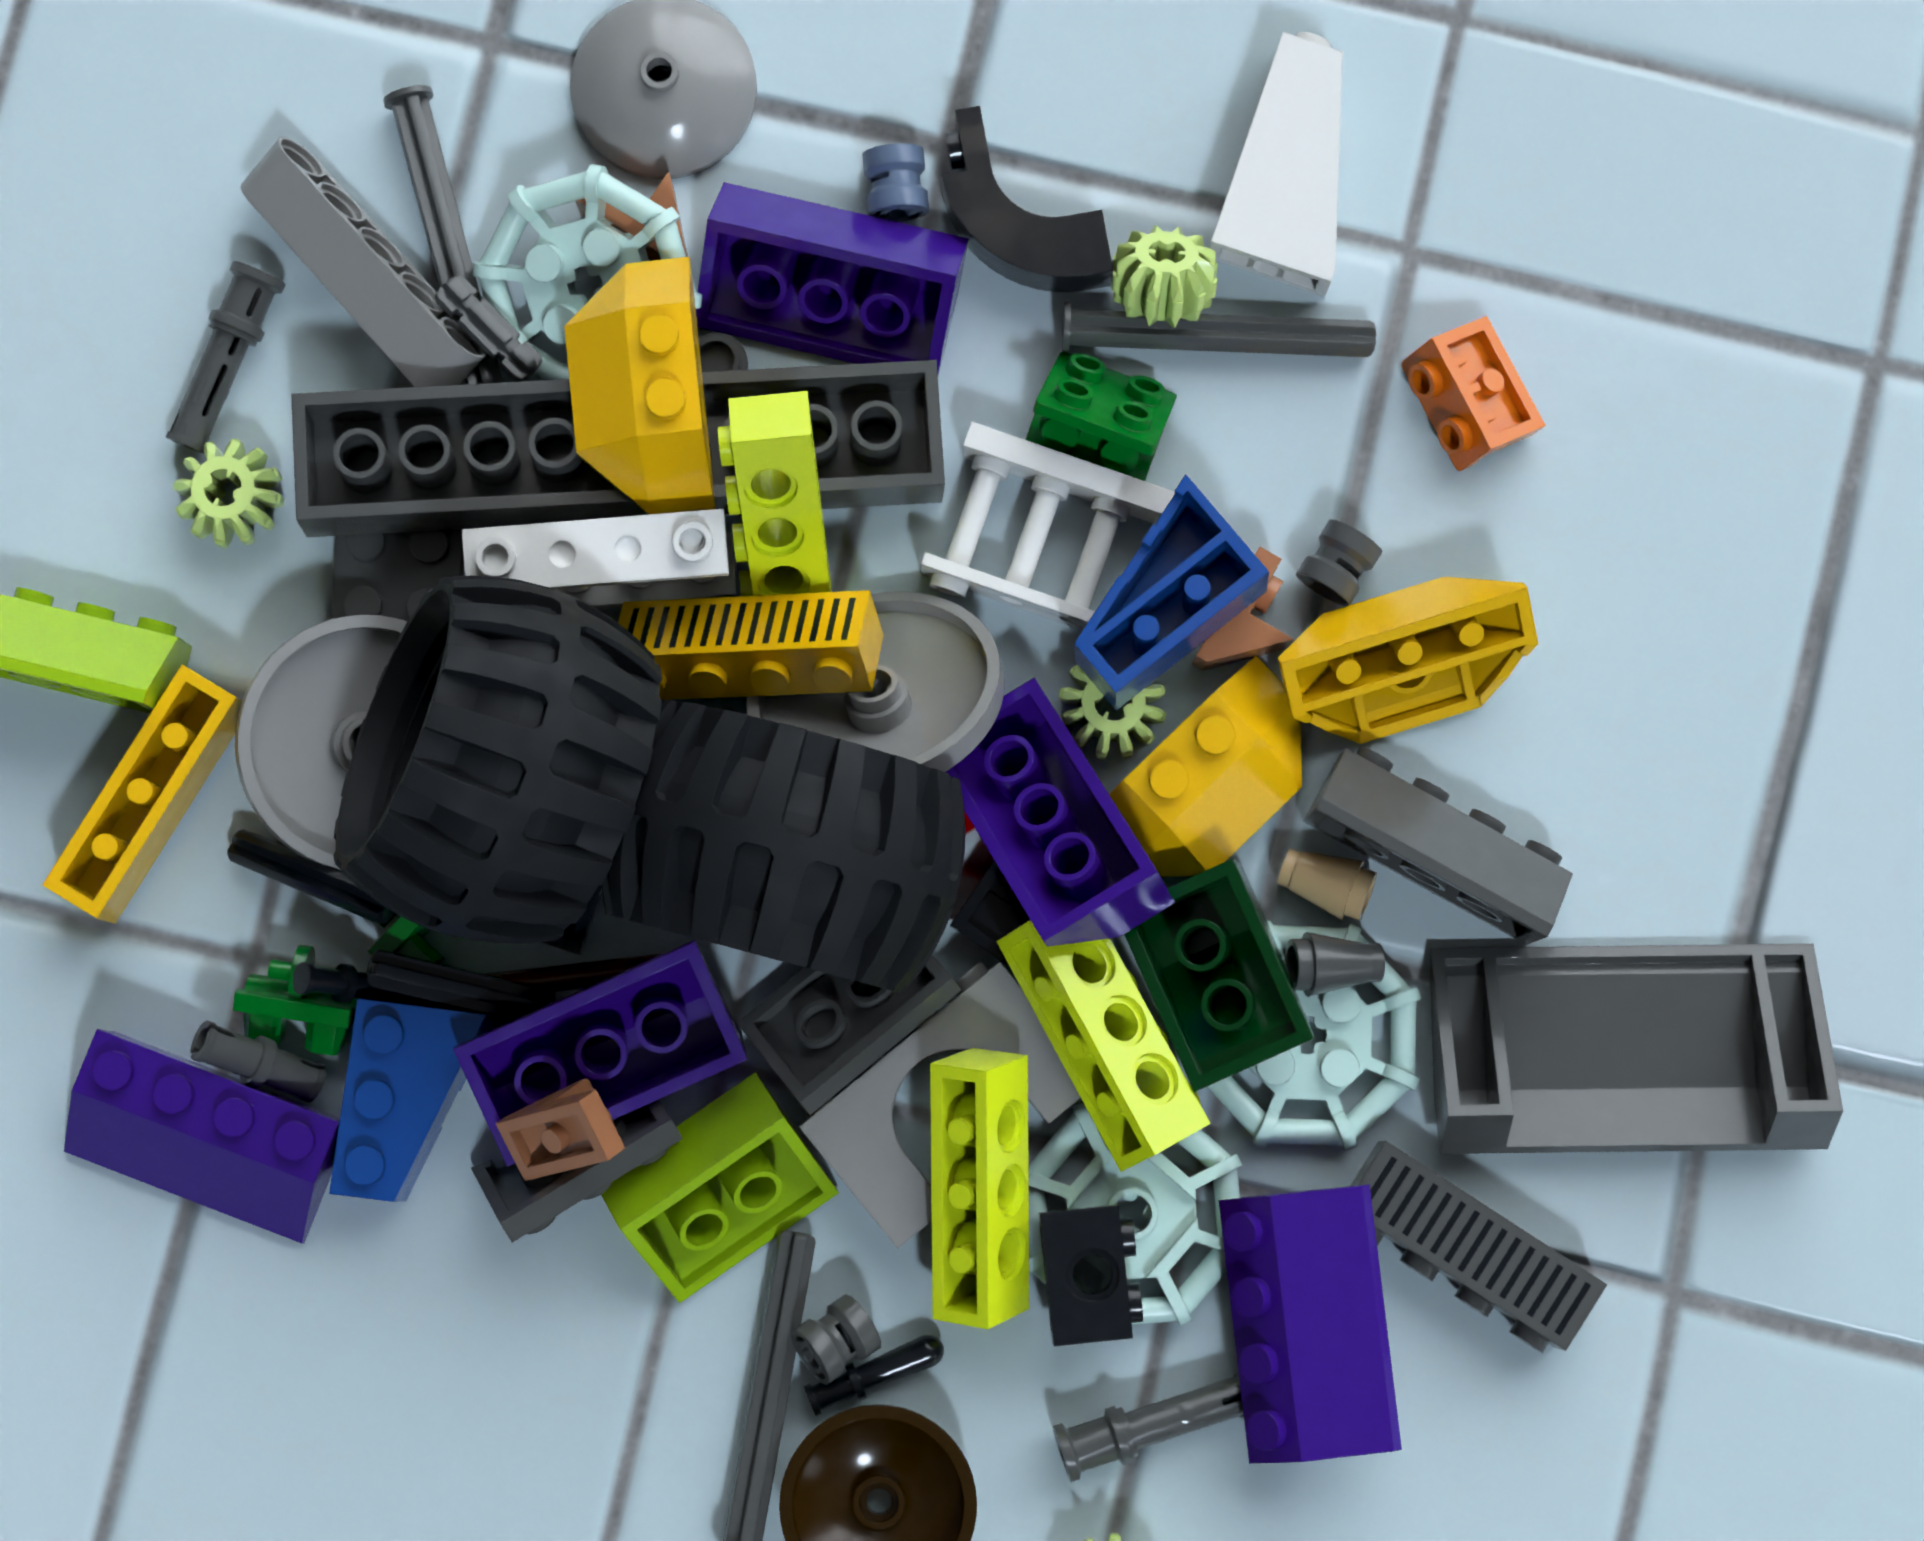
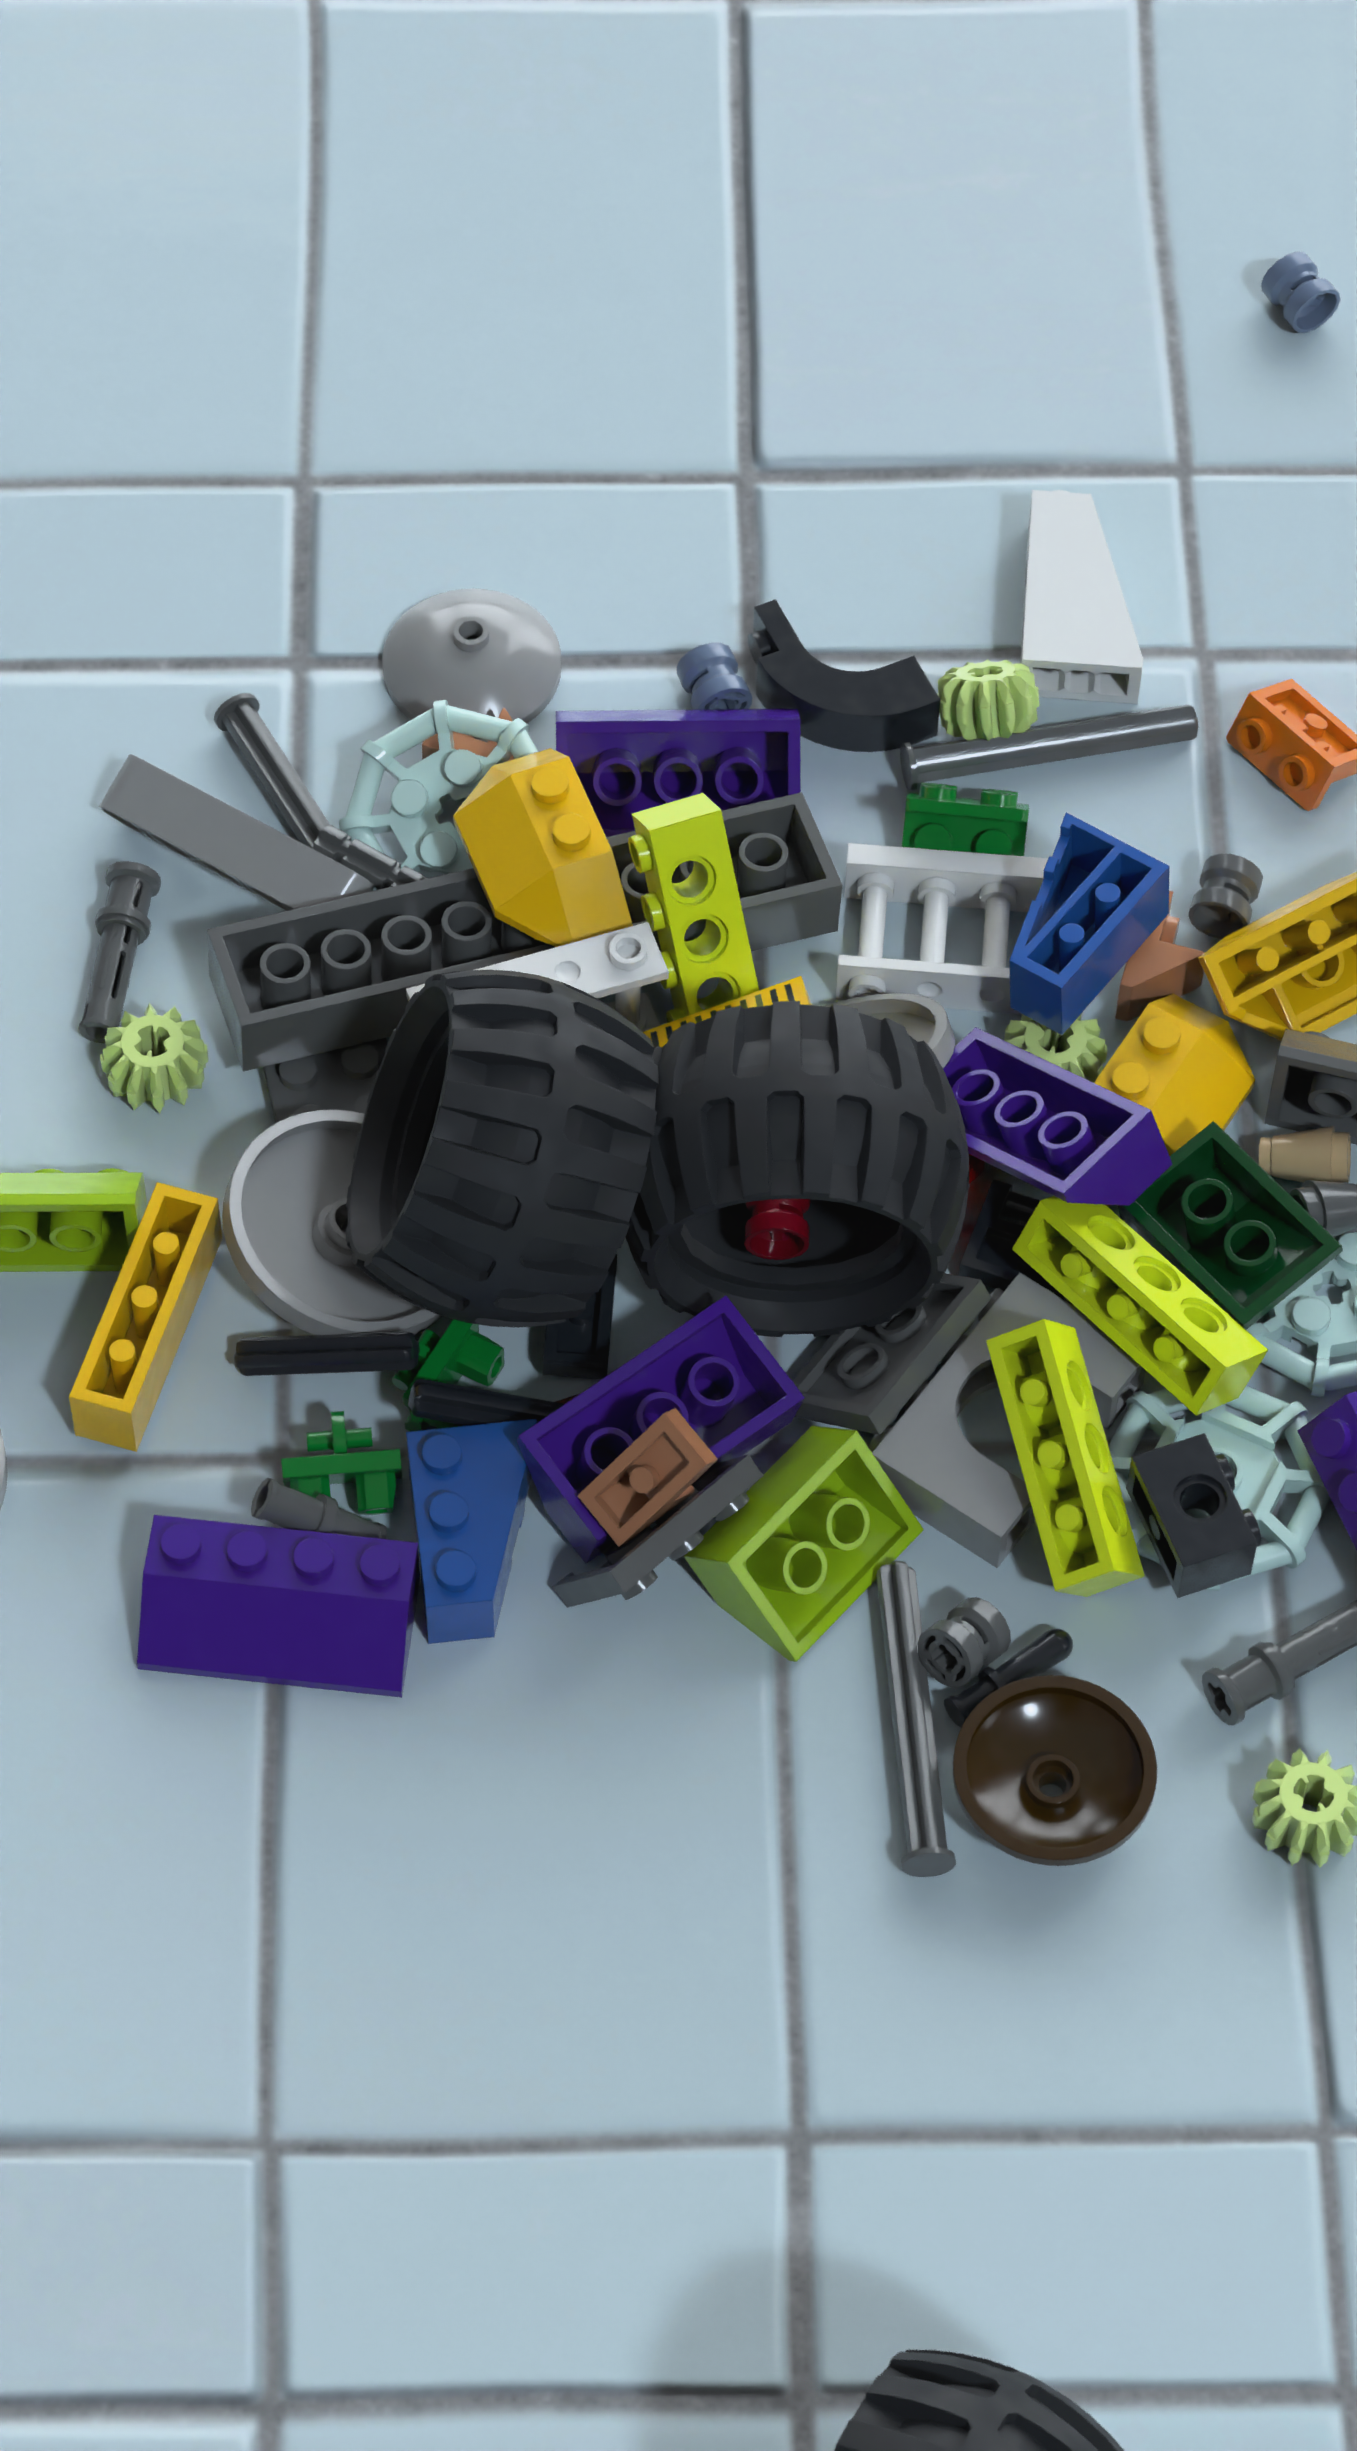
camera: 15 degrees left, 25 degrees down
(342, 984) = (384, 1428): black piece -> none

